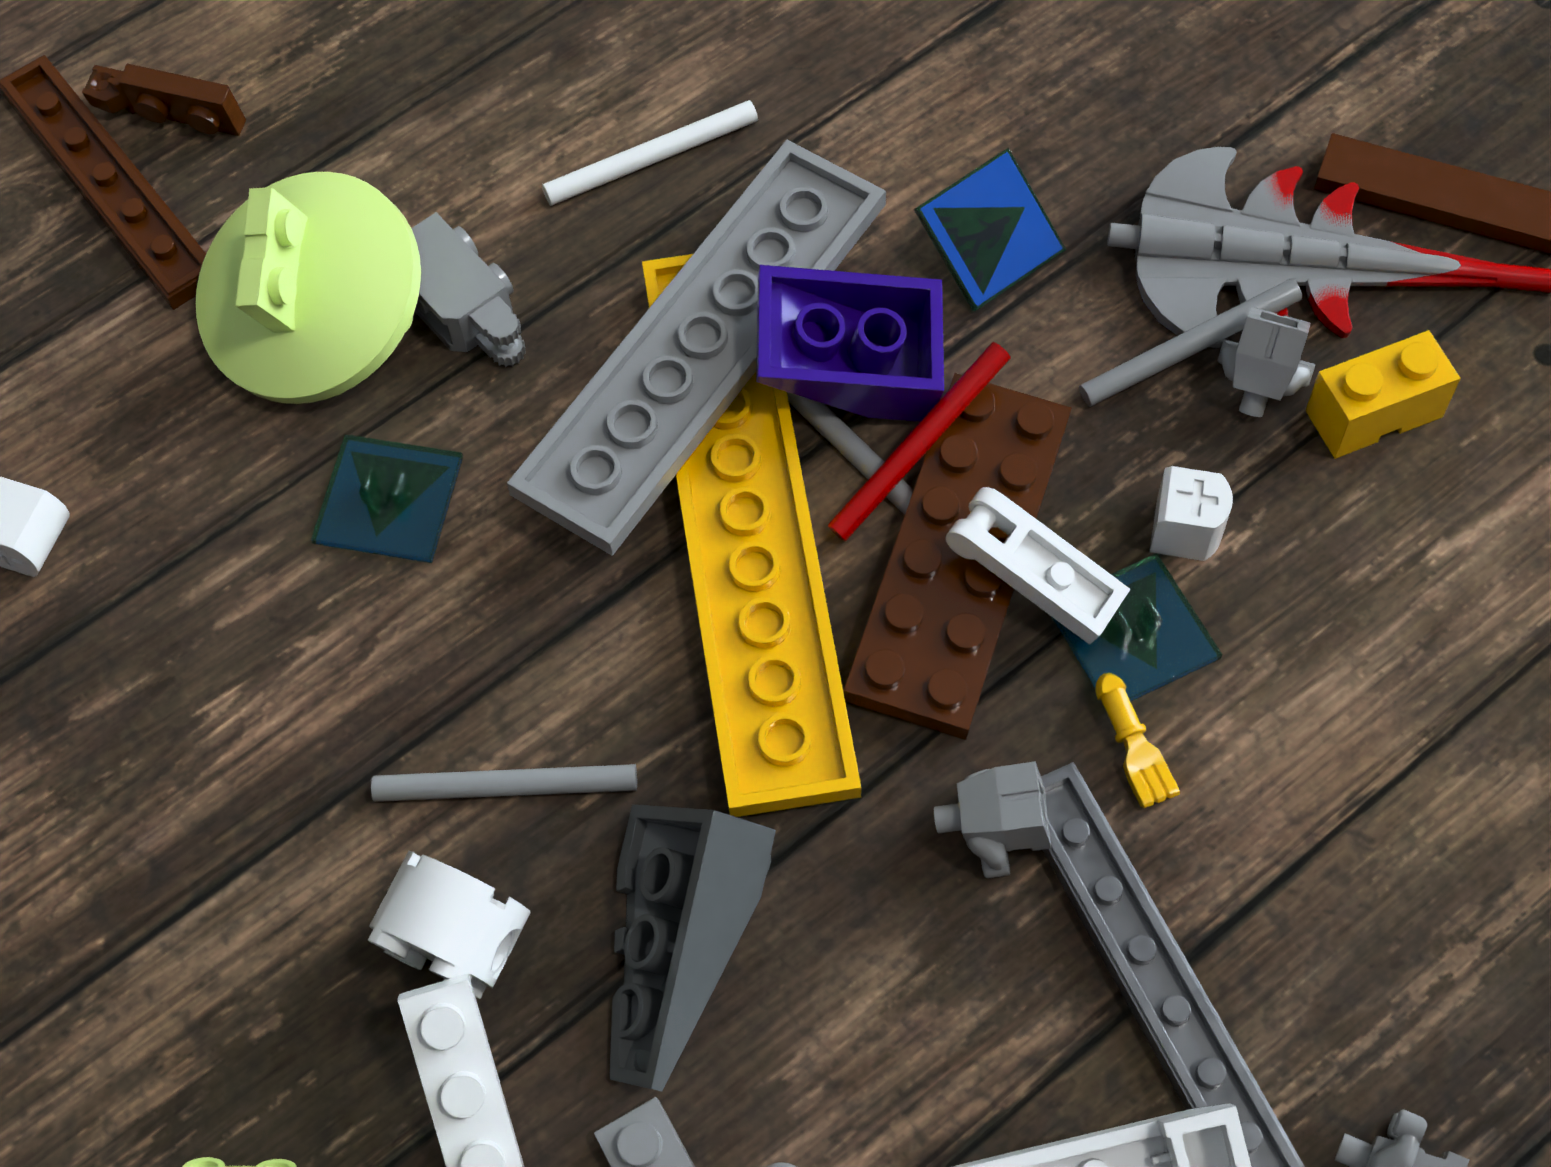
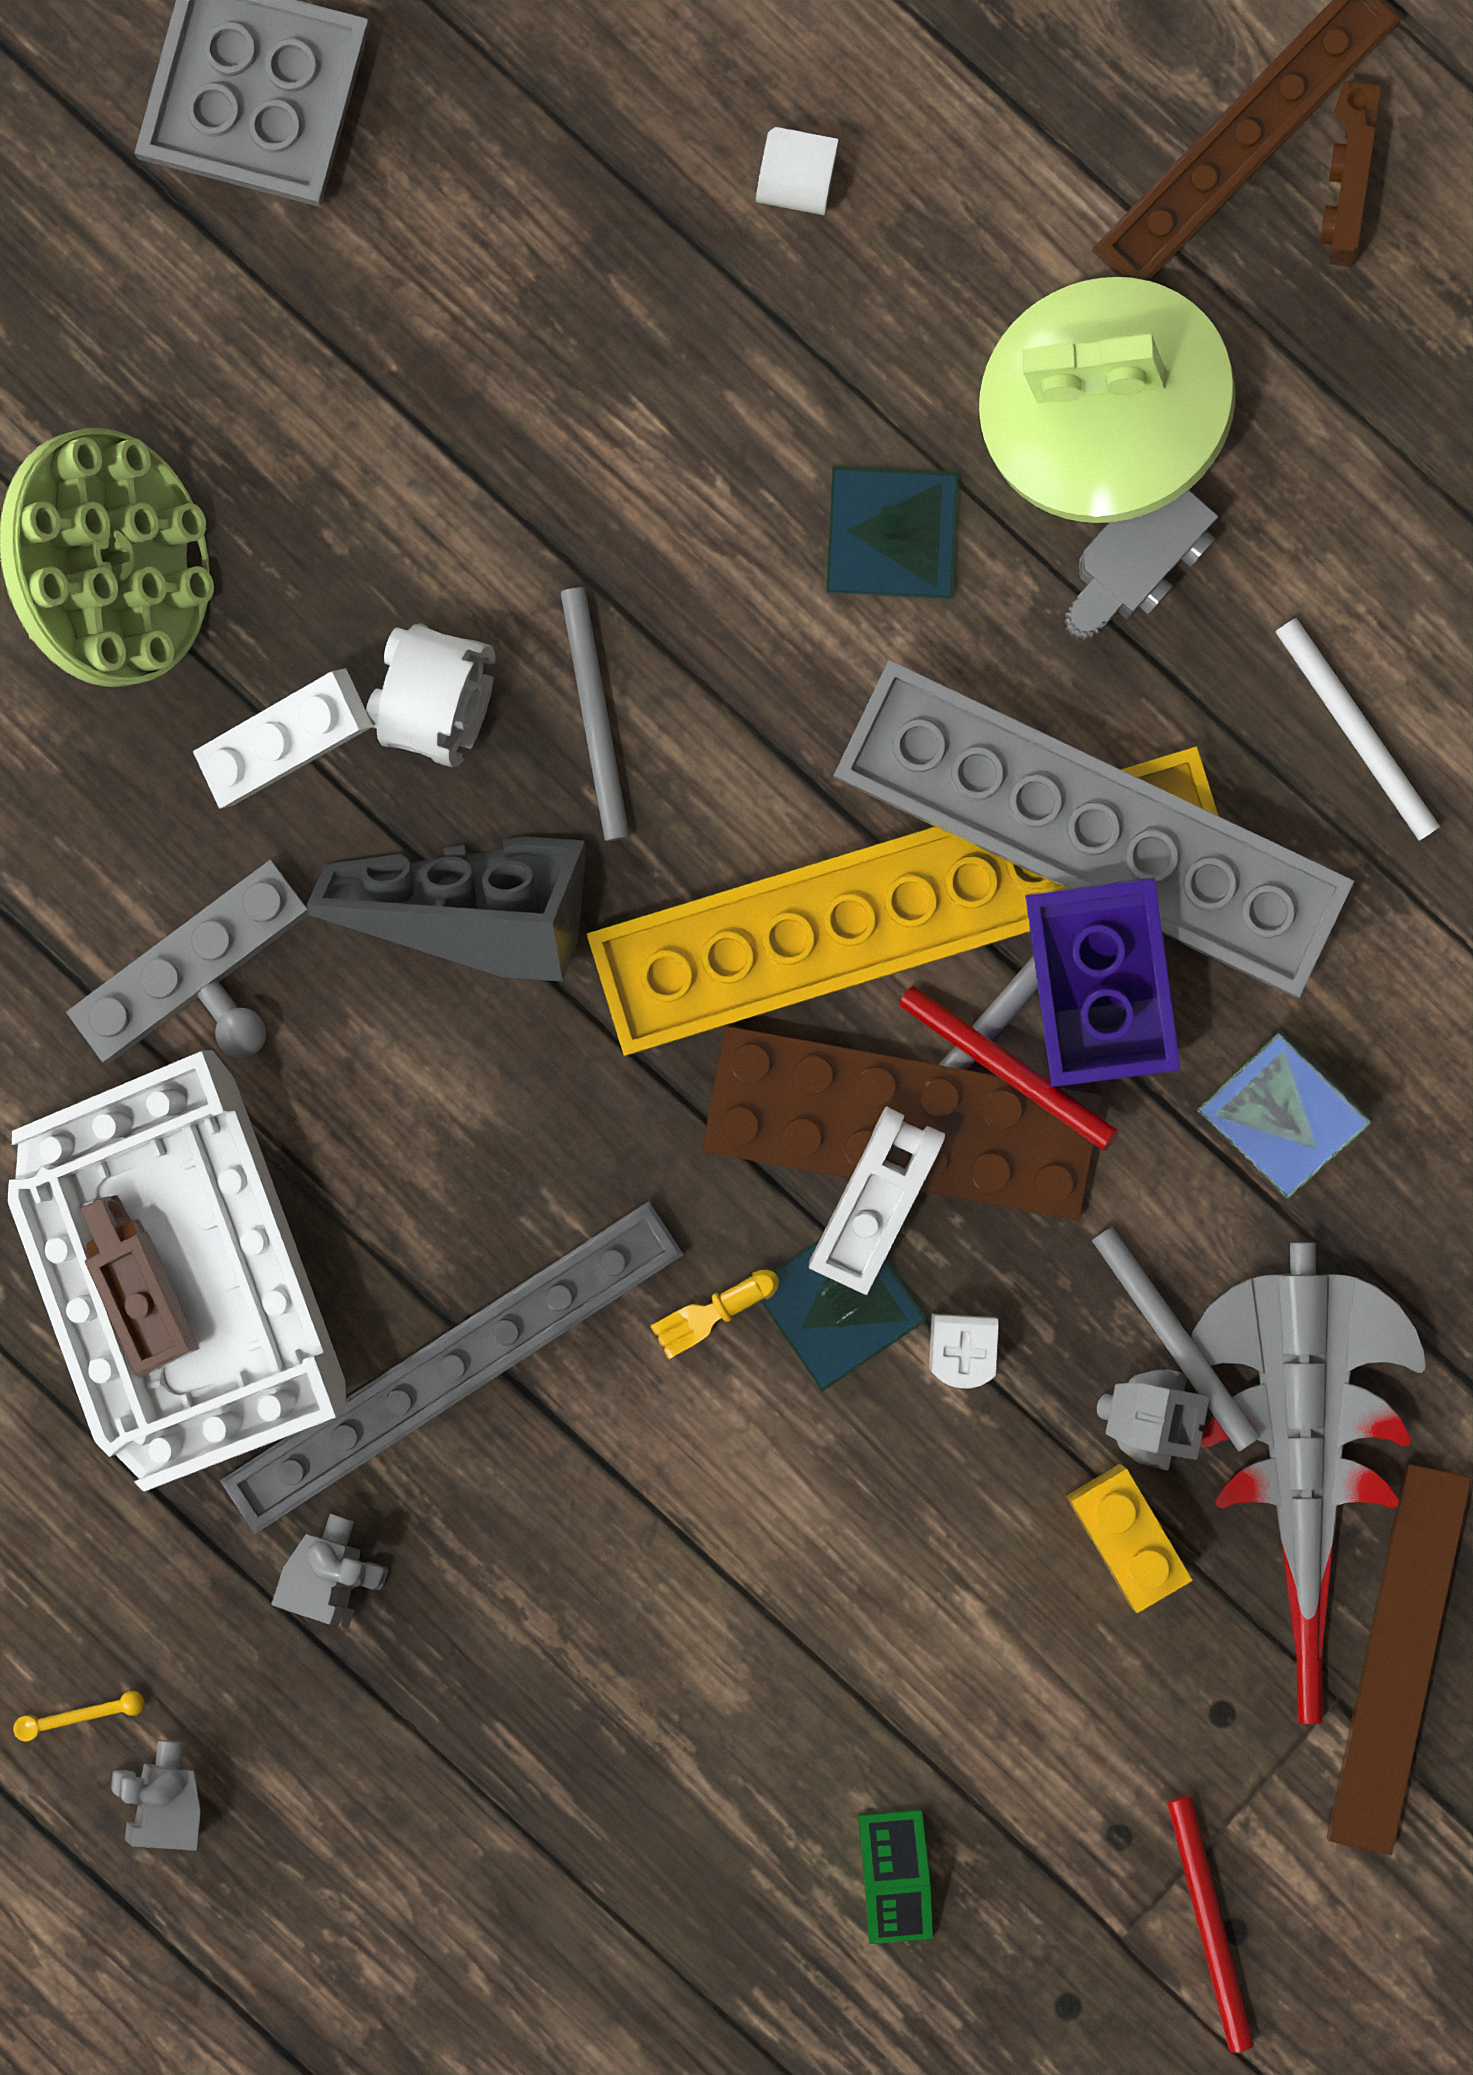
camera: 80 degrees right, 25 degrees up
(998, 814) = (611, 1186): light grey piece -> none

